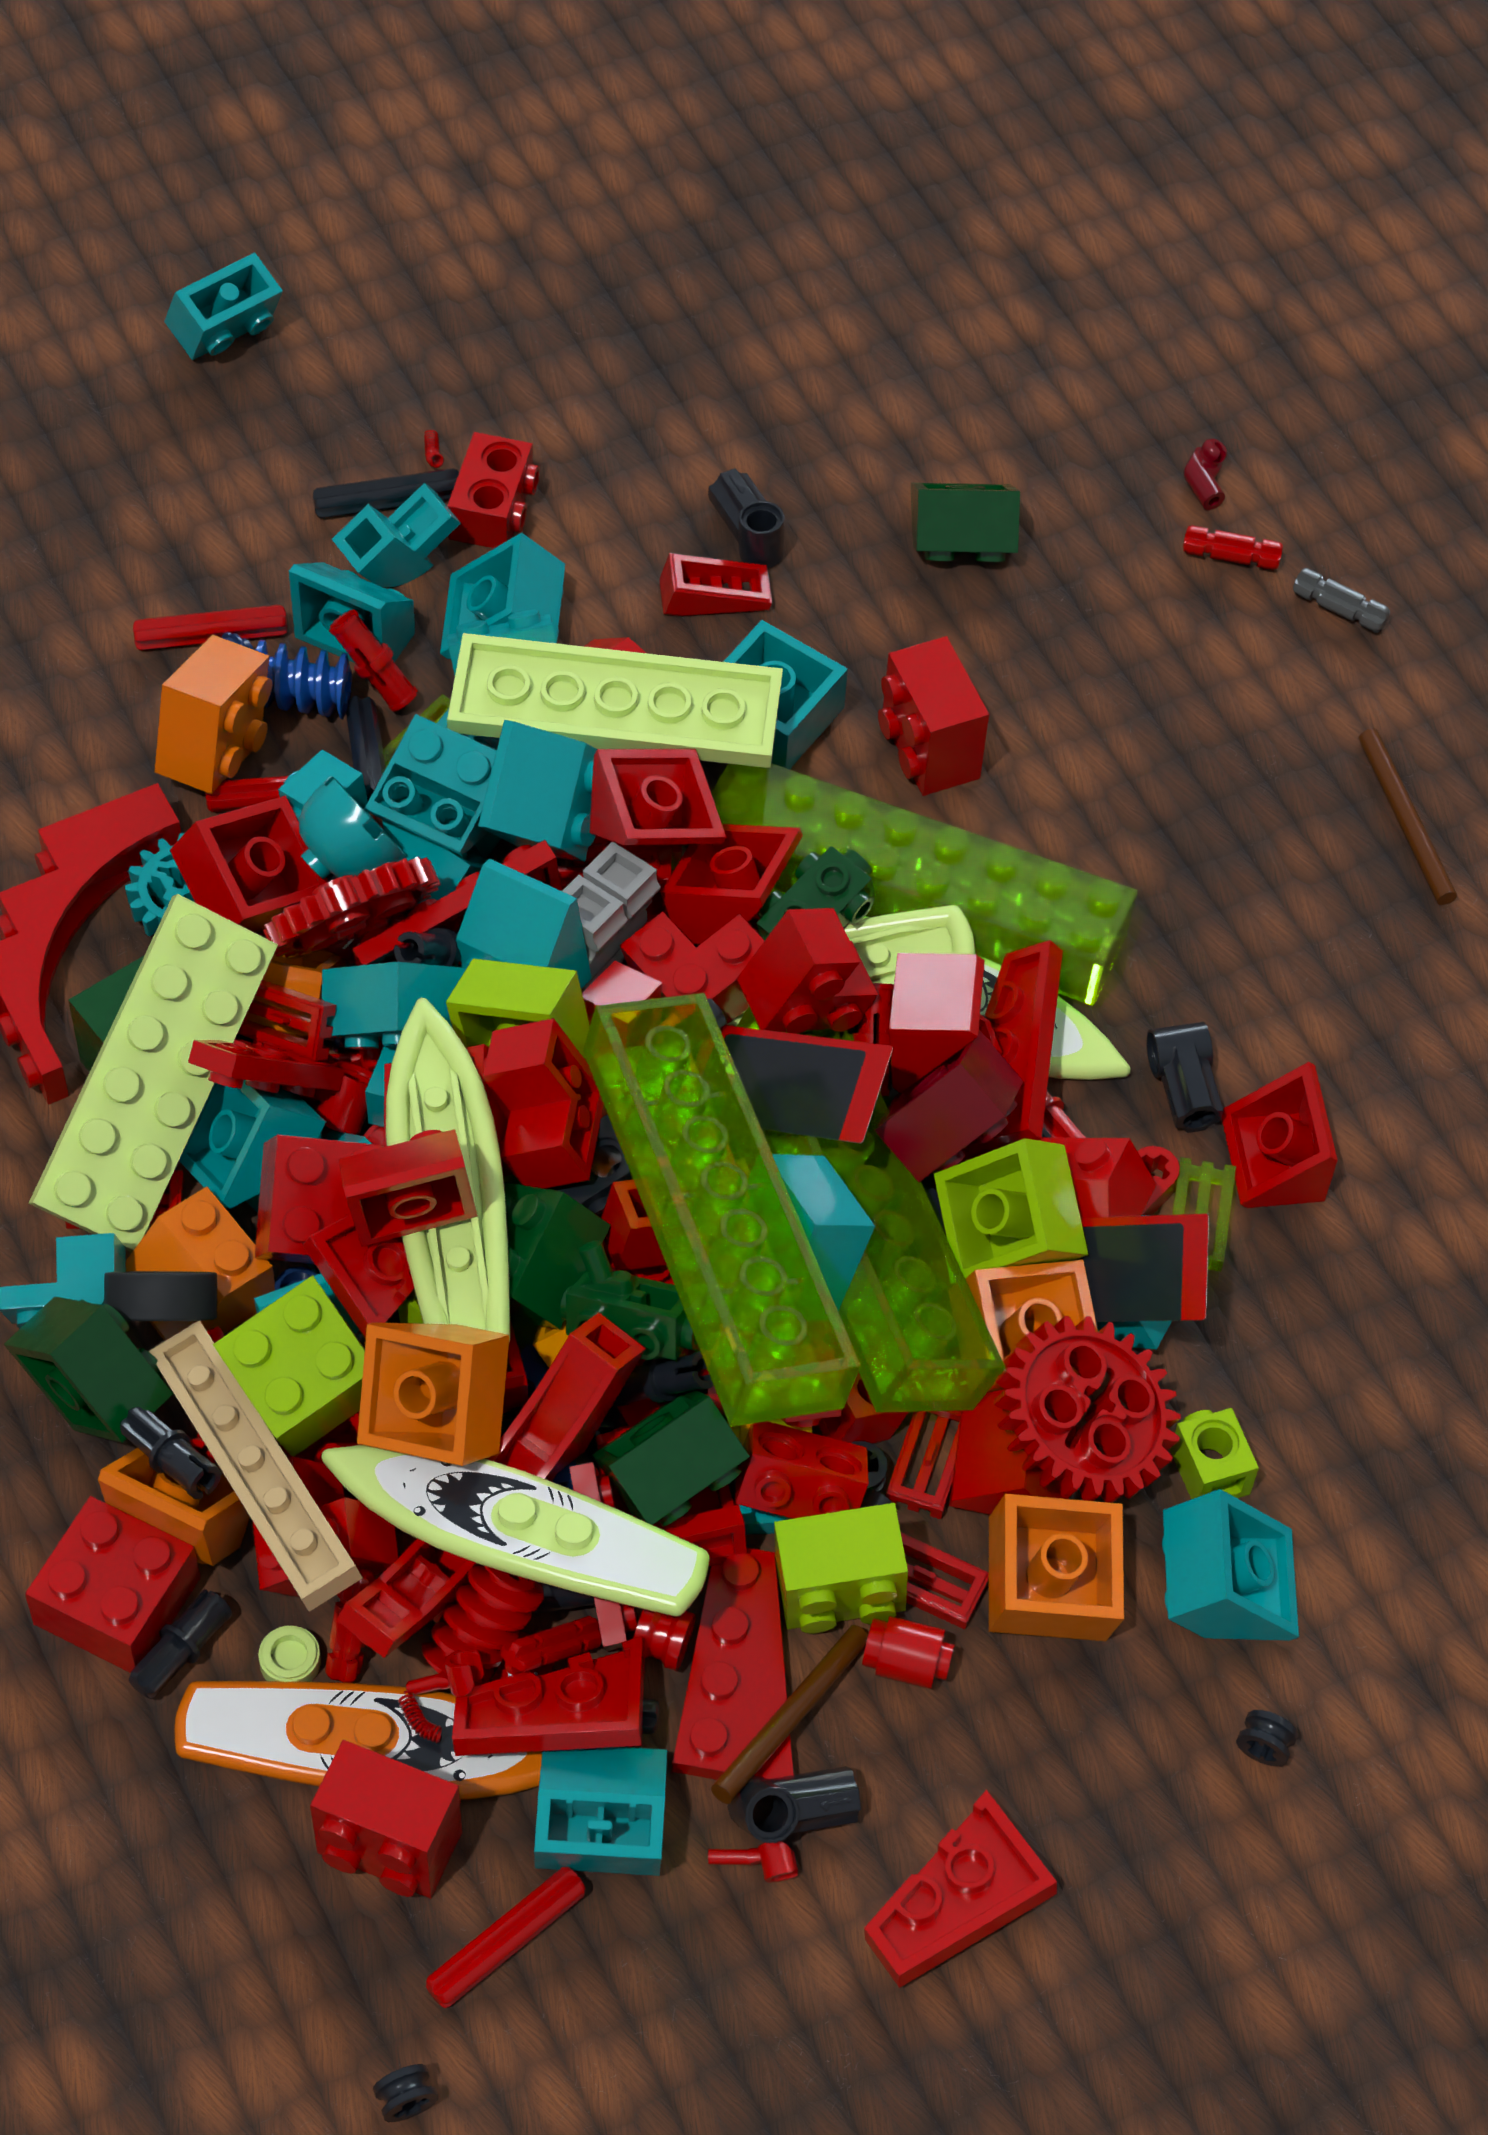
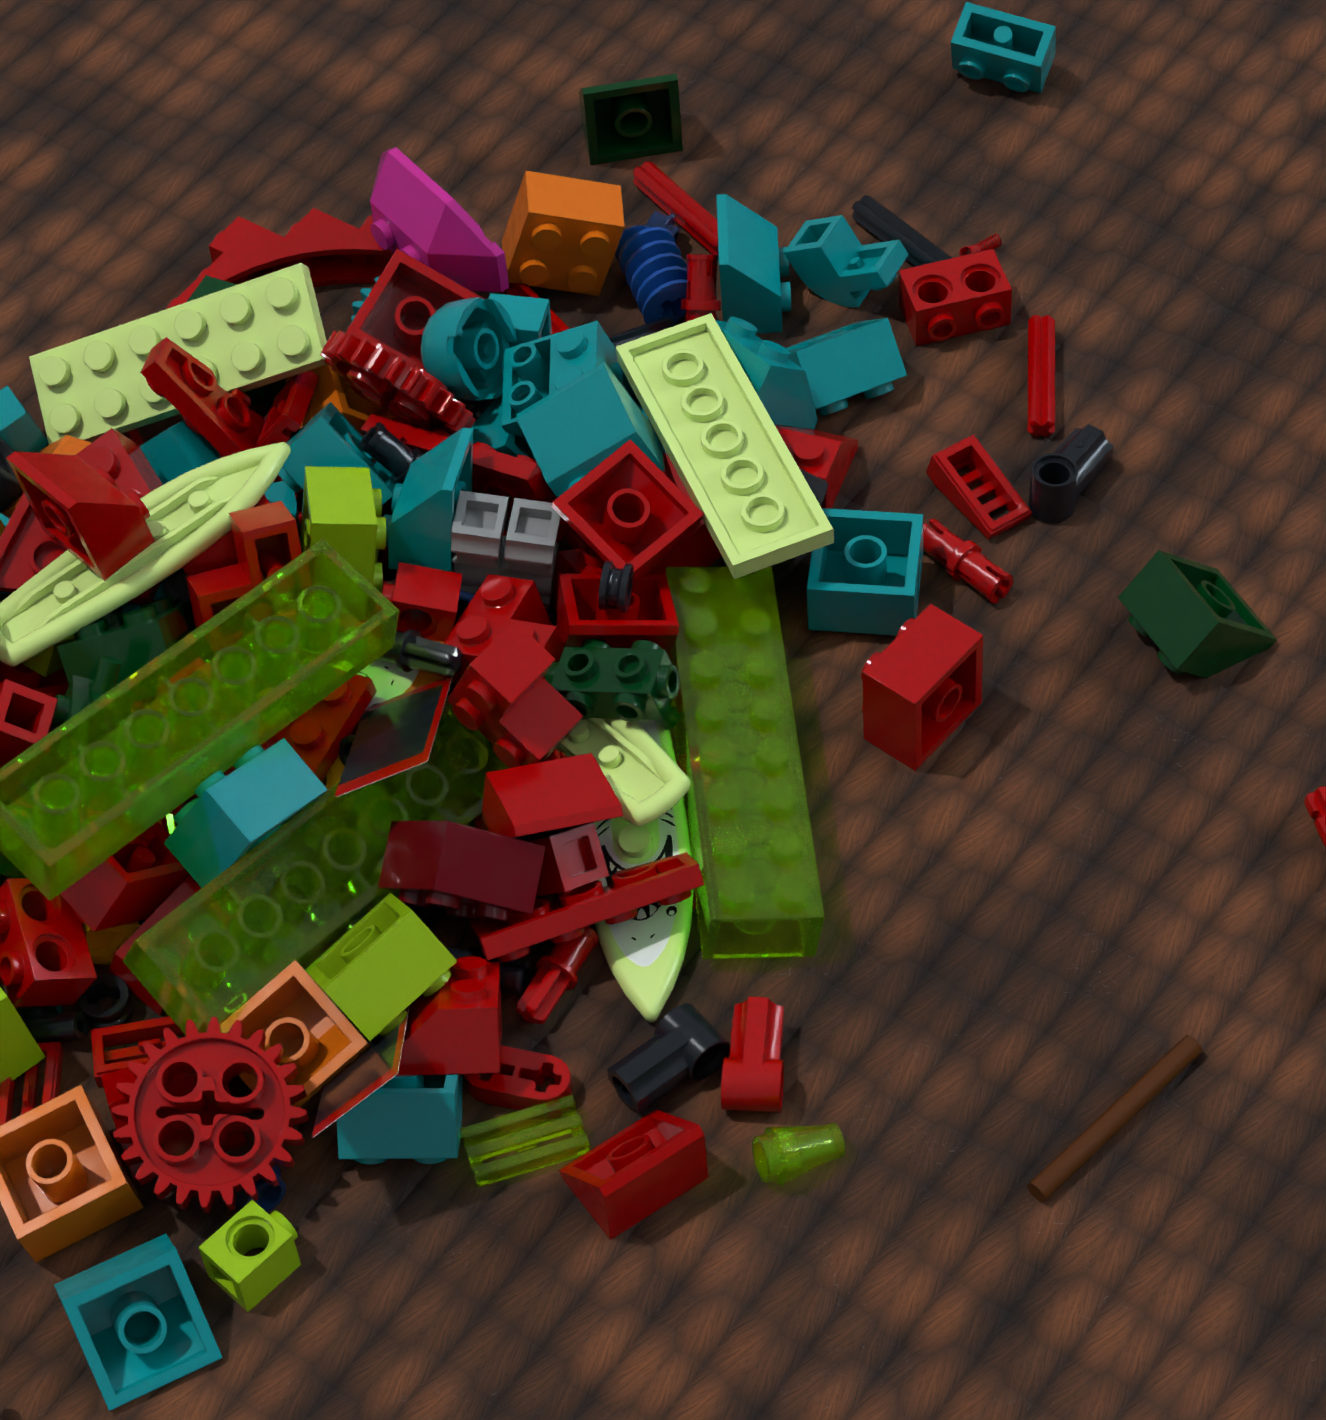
camera: 70 degrees right, 5 degrees down
(72, 602) = (631, 119): none -> dark green slope
(126, 800) = (431, 227): none -> dark pink wedge
(619, 483) = (1041, 376): none -> red axle
(740, 845) = (616, 586): none -> black bush
(808, 629) = (965, 561): none -> red pin
(1235, 1022) = (754, 1069): none -> red piece
(1326, 1032) = (794, 1150): none -> clear neon green cone

